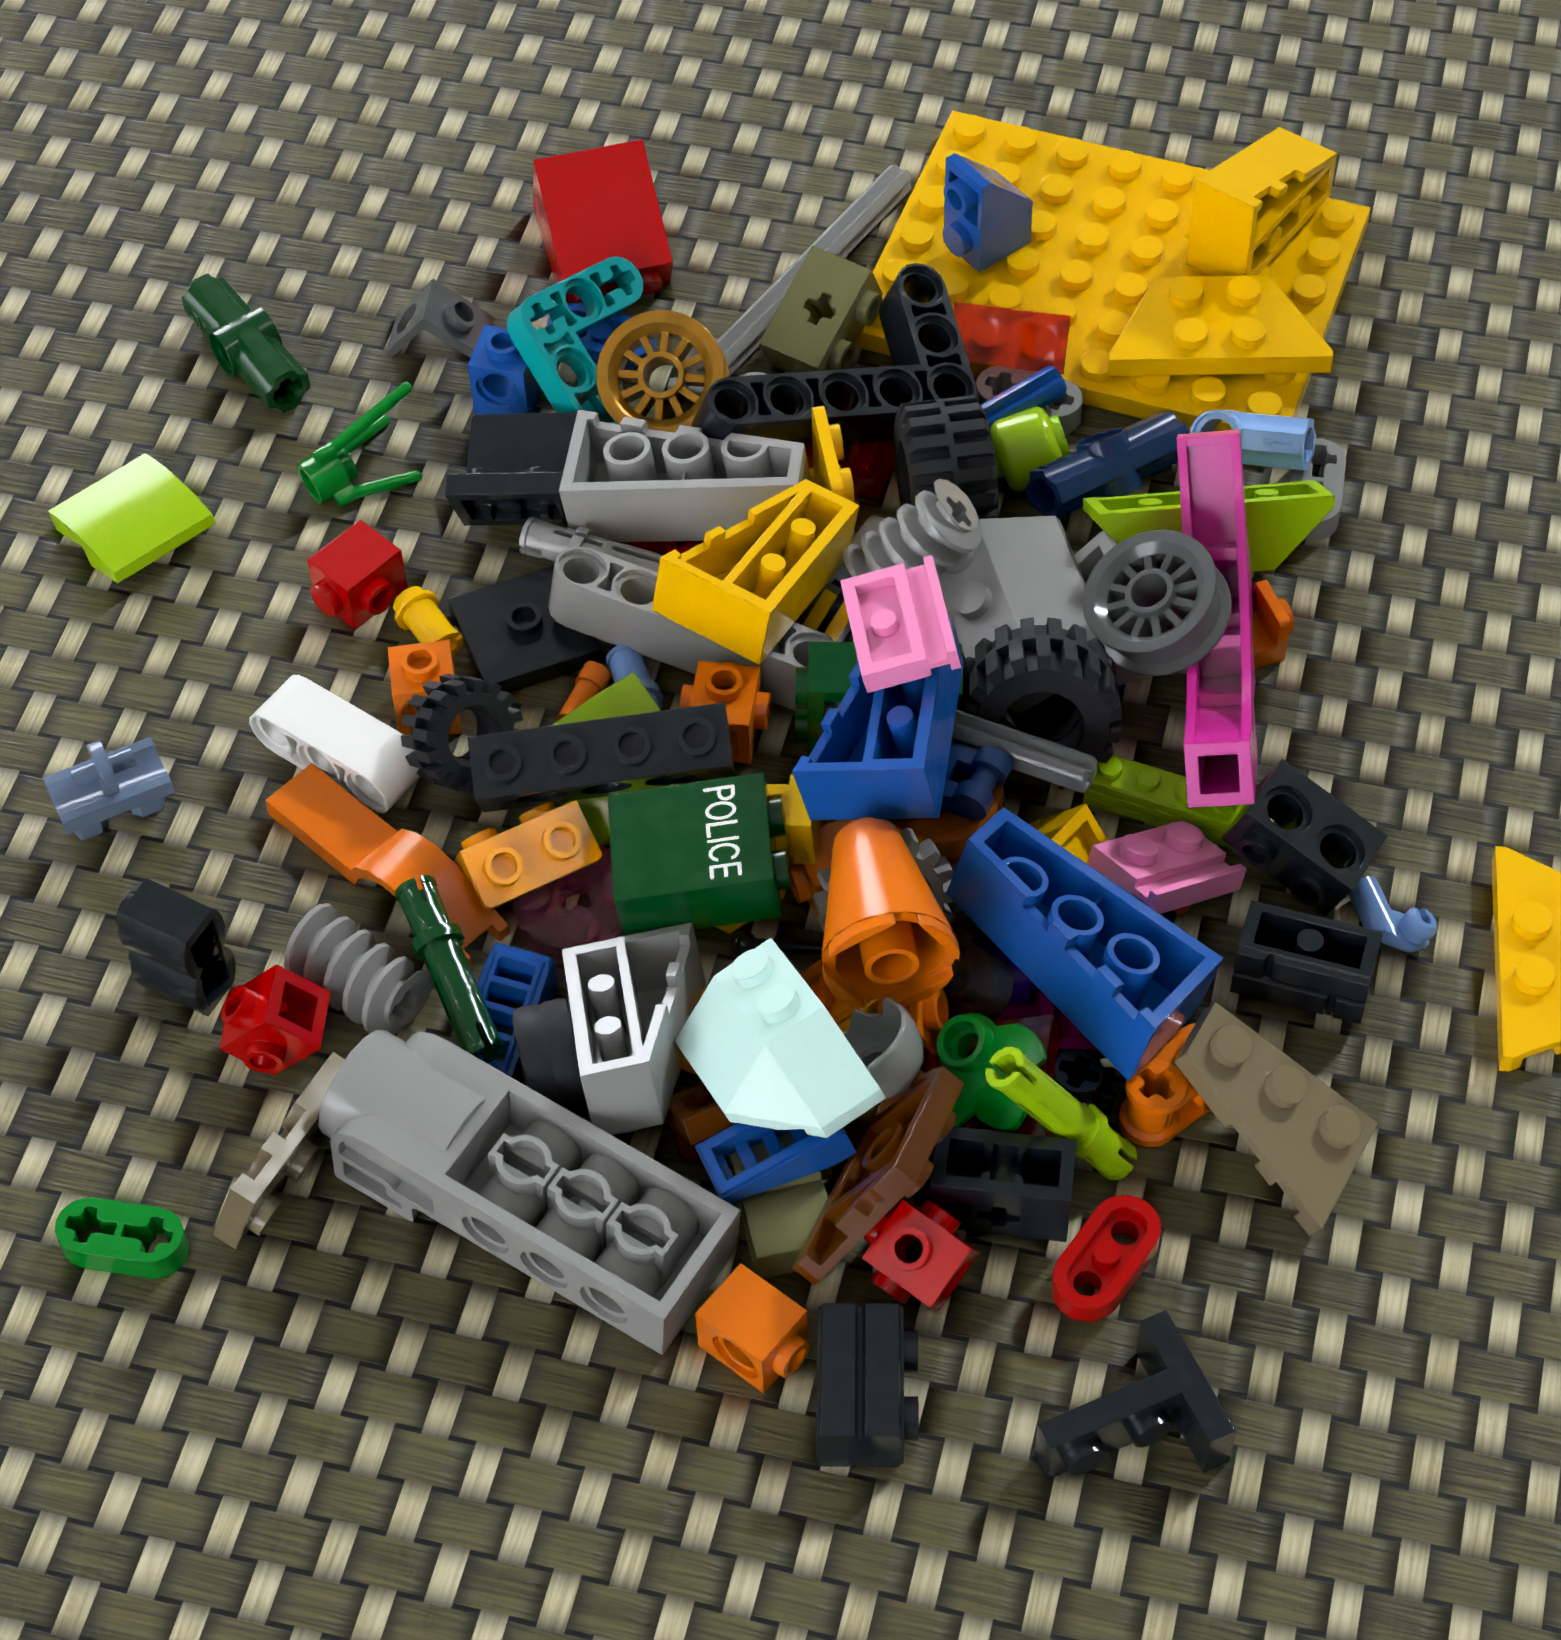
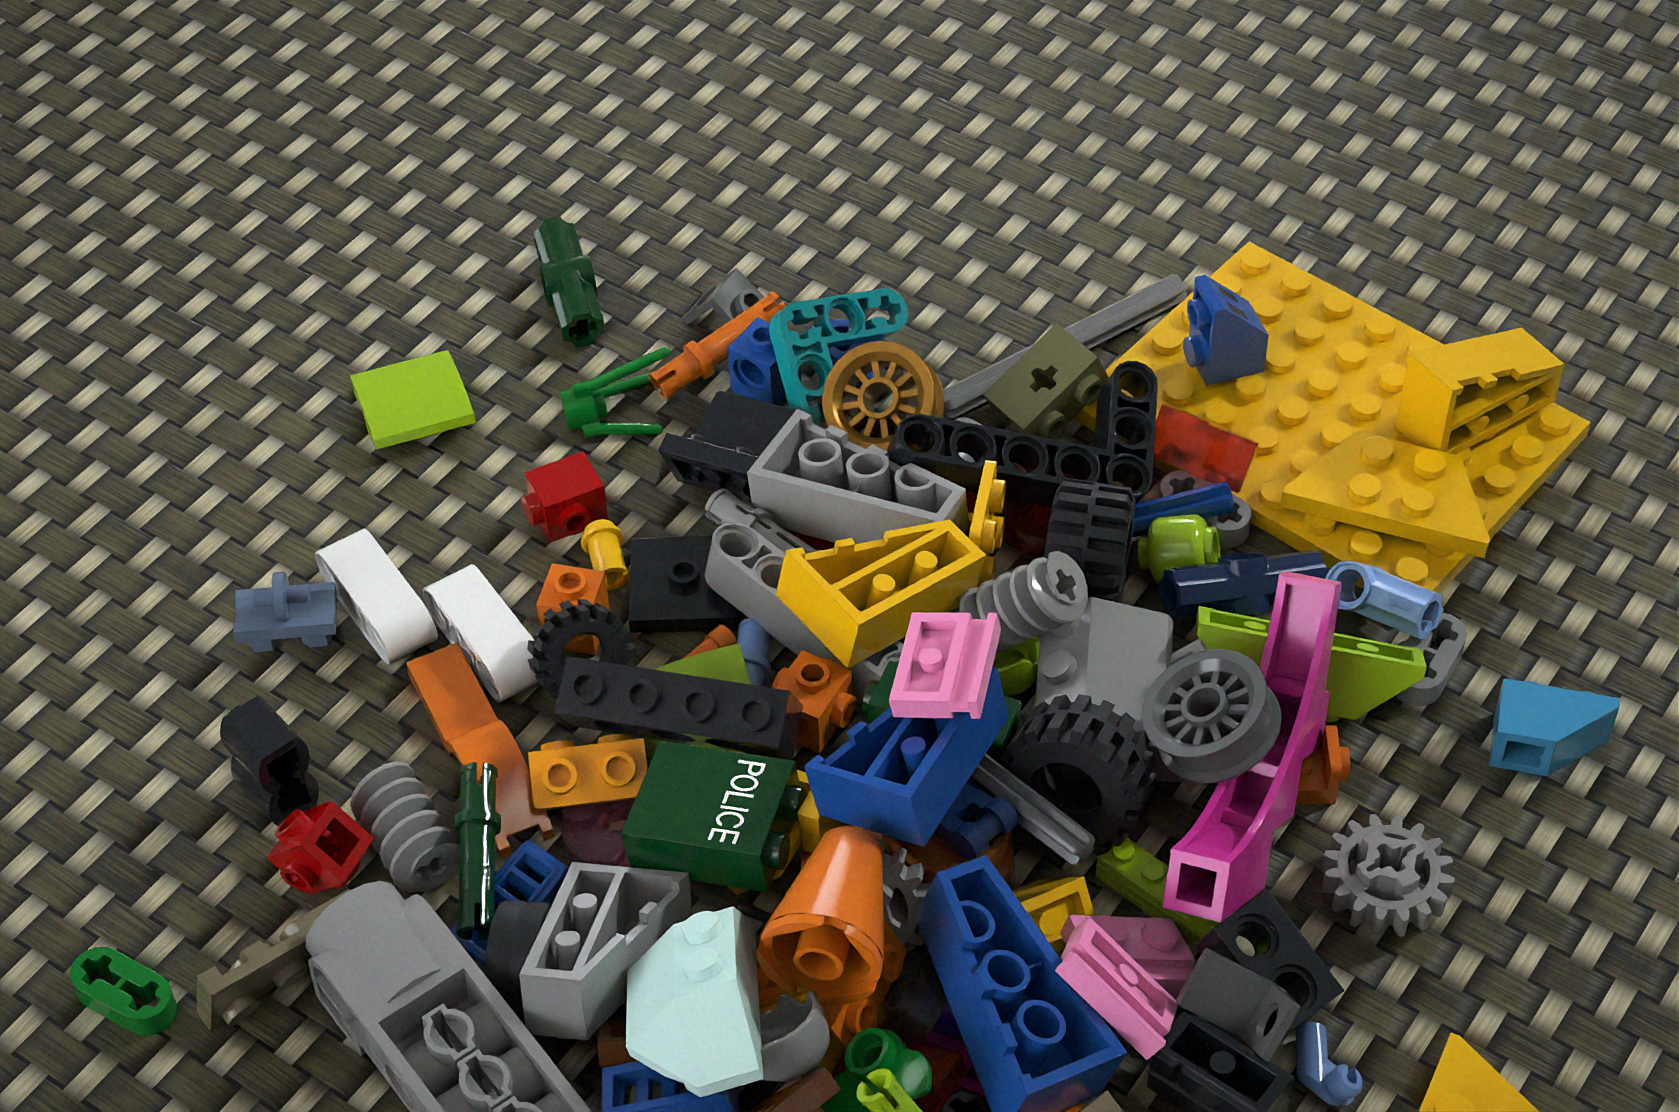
camera: 20 degrees right, 5 degrees down
(199, 739) = (376, 596): none -> white beam
(434, 386) = (702, 357): none -> orange pin
(601, 208) = (904, 247): red slope -> none
(1183, 899) = (1117, 988): none -> bright pink plate
(1303, 877) = (1238, 1001): none -> dark grey bracket
(1371, 713) = (1387, 875): none -> light grey gear
(1457, 522) = (1548, 726): none -> dark azure slope

